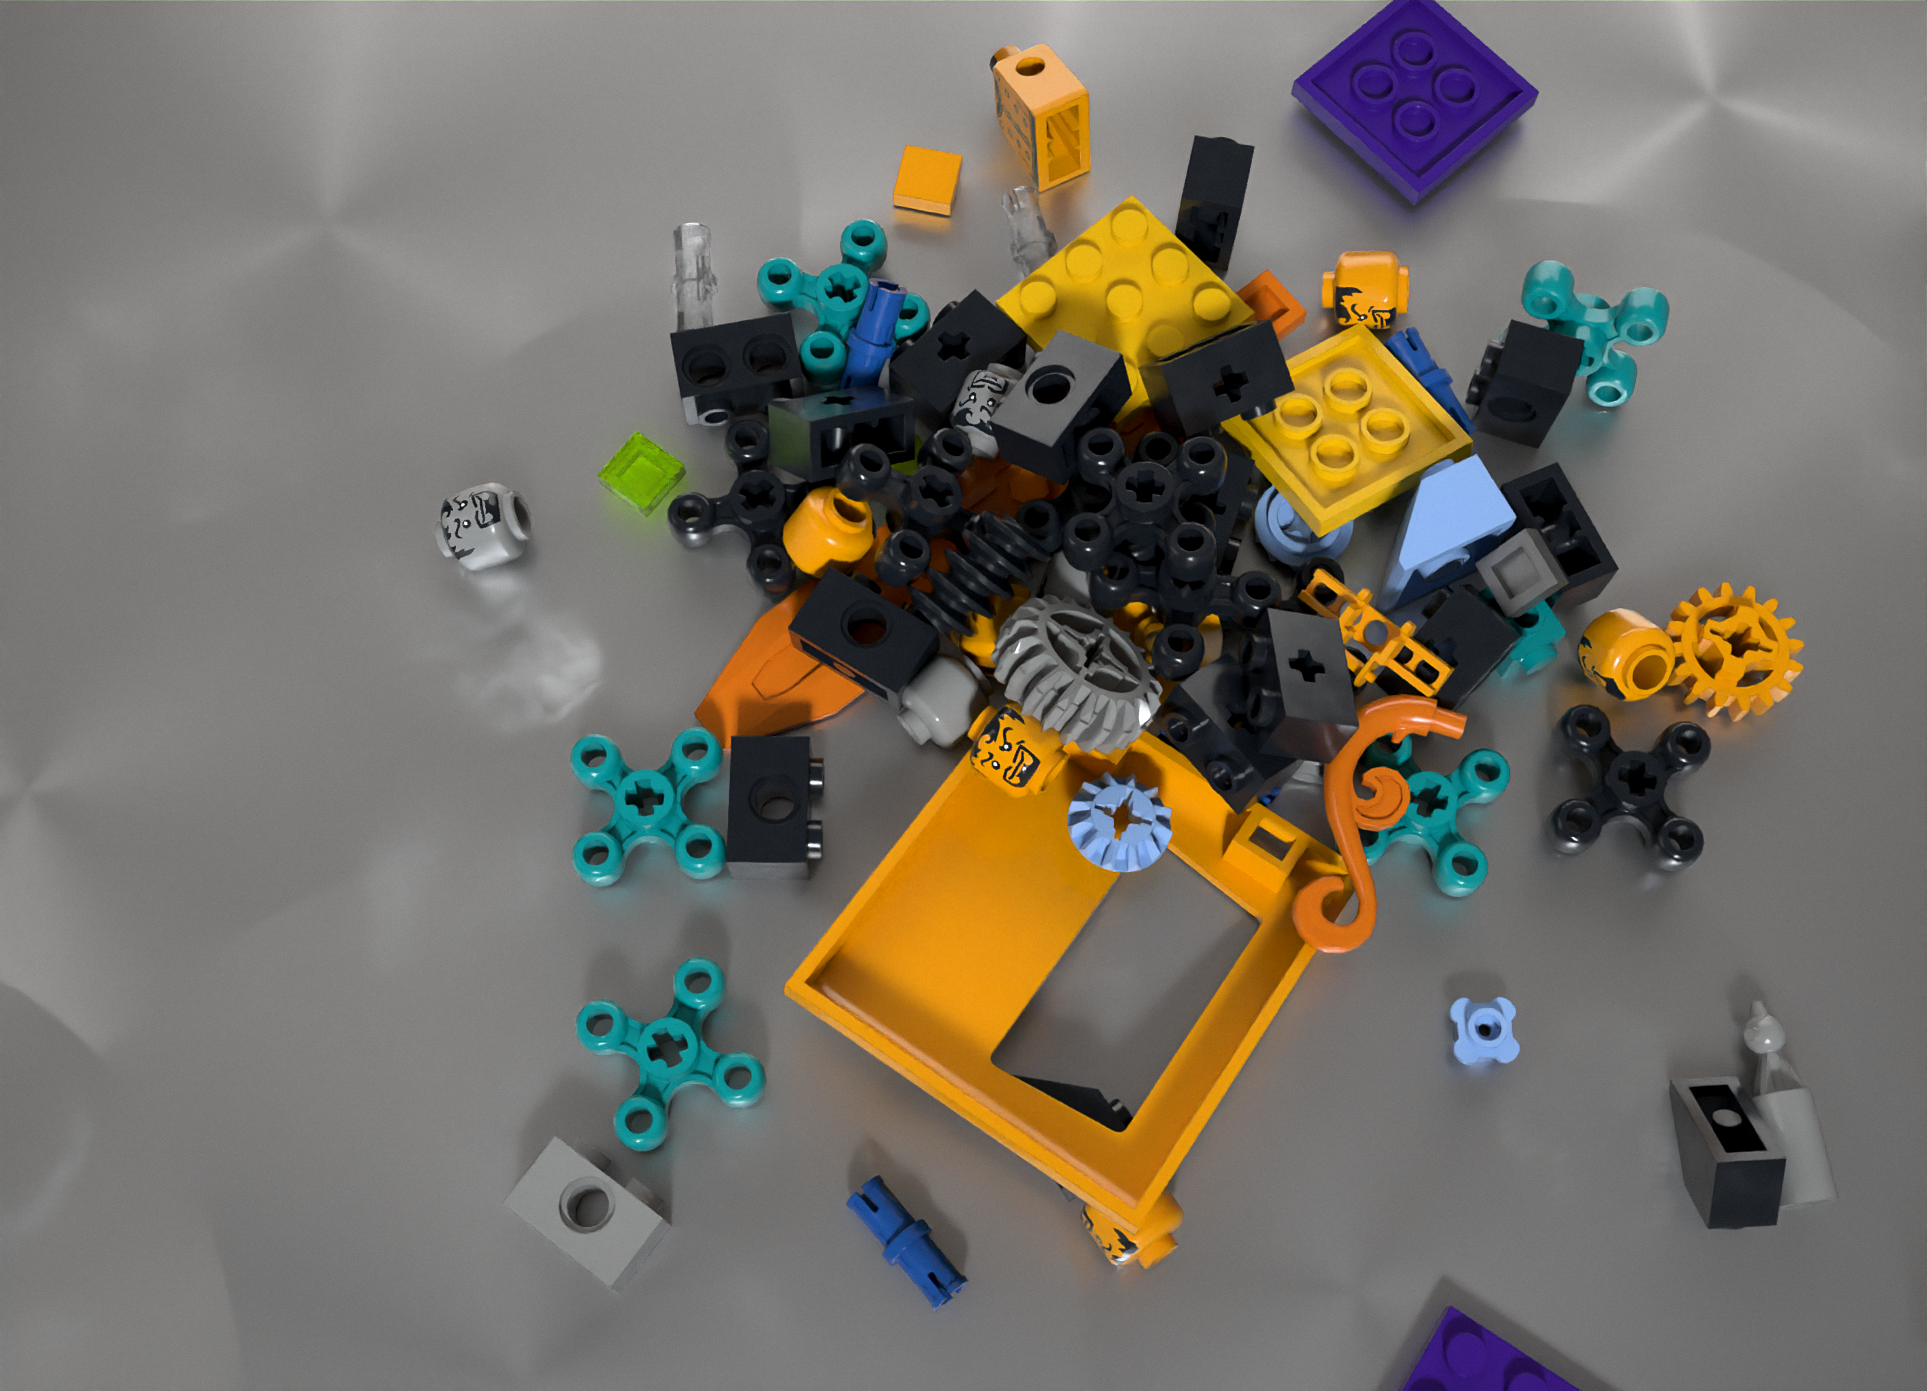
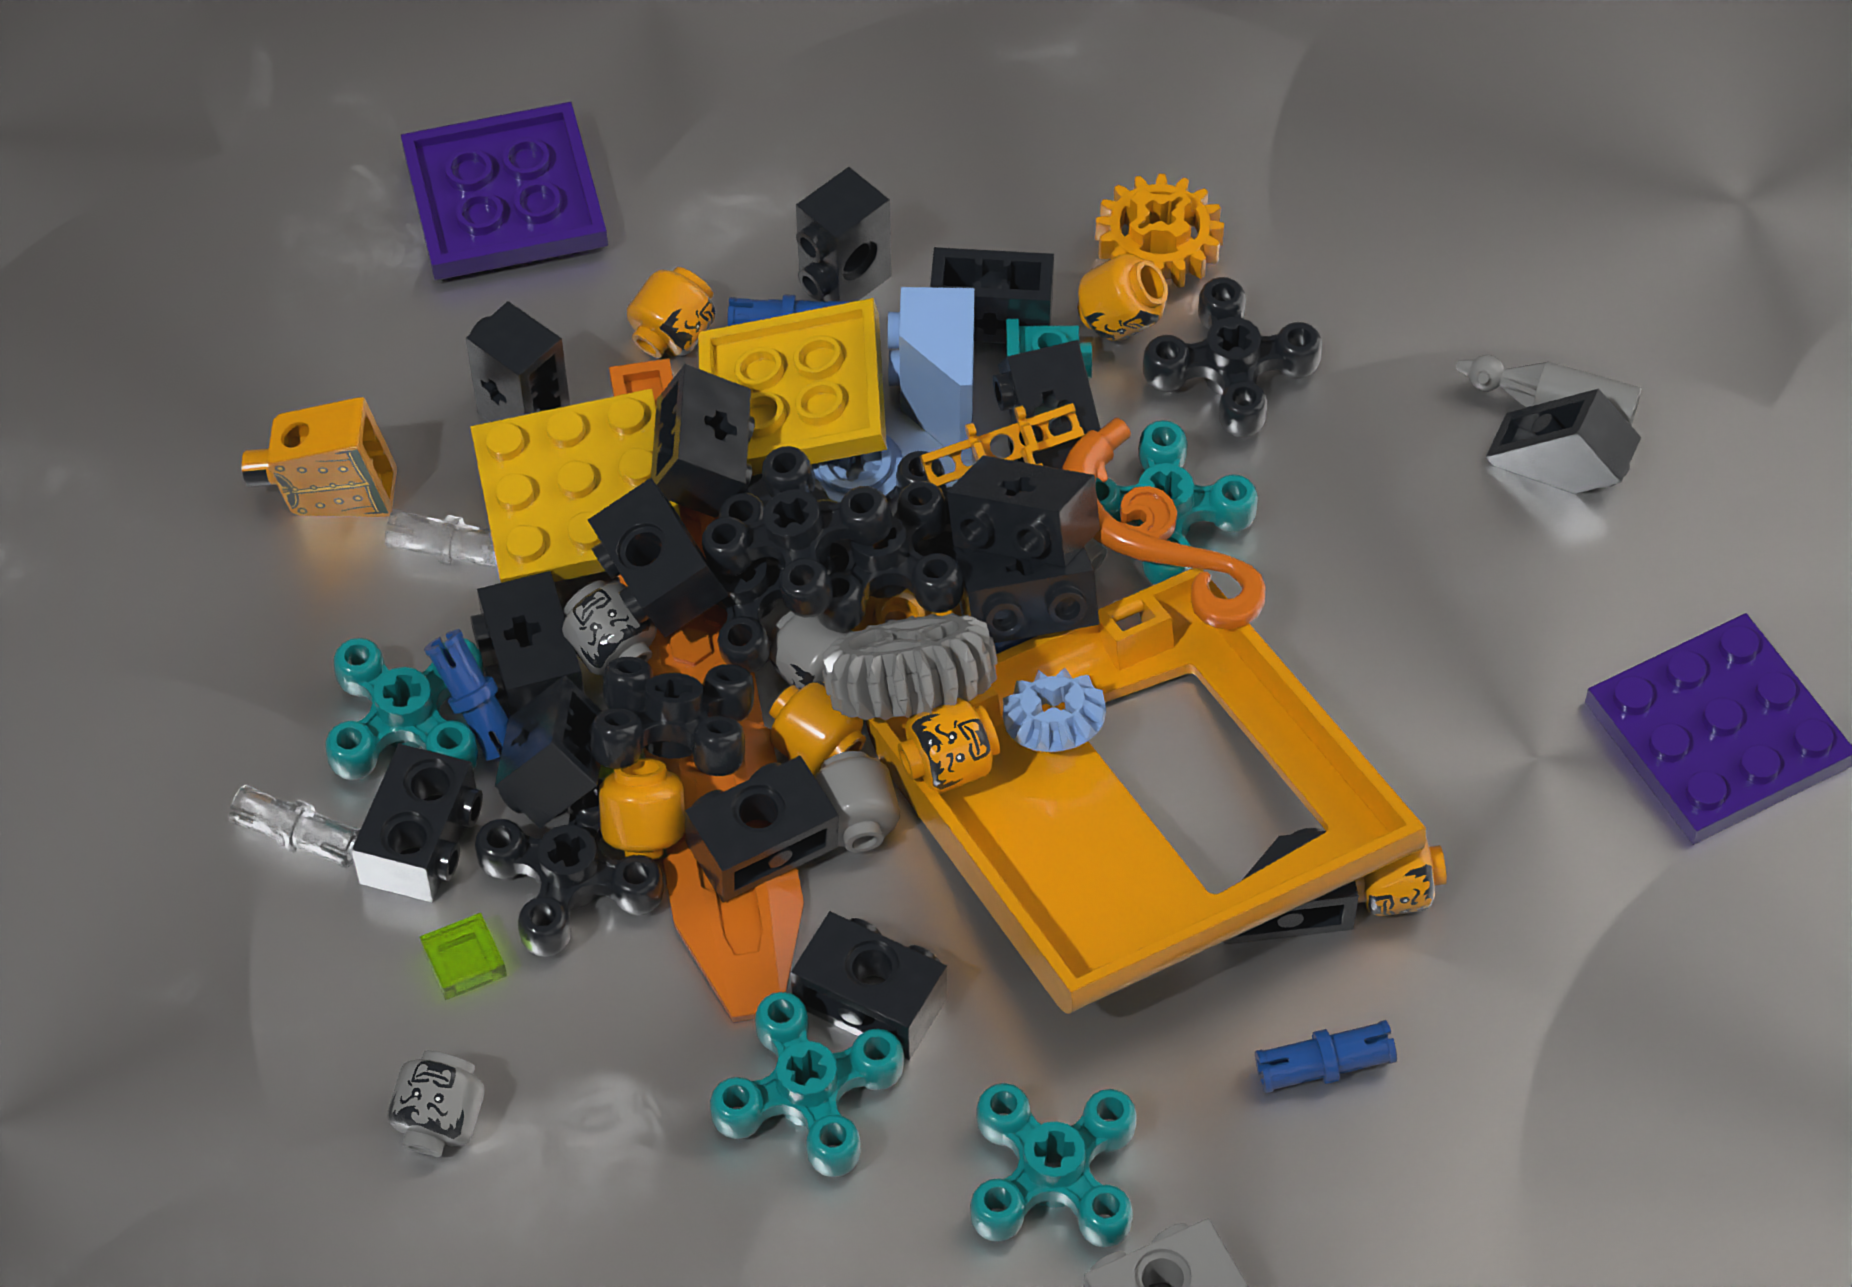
camera: 60 degrees left, 15 degrees down
(927, 180) = (319, 592): light orange tile -> none
(977, 575) = (771, 695): black piece -> none
(1470, 1044) = (1371, 571): light blue plate -> none
(1521, 573) = (1017, 317): flat silver plate -> none
(1637, 320) = (793, 171): teal gear -> none

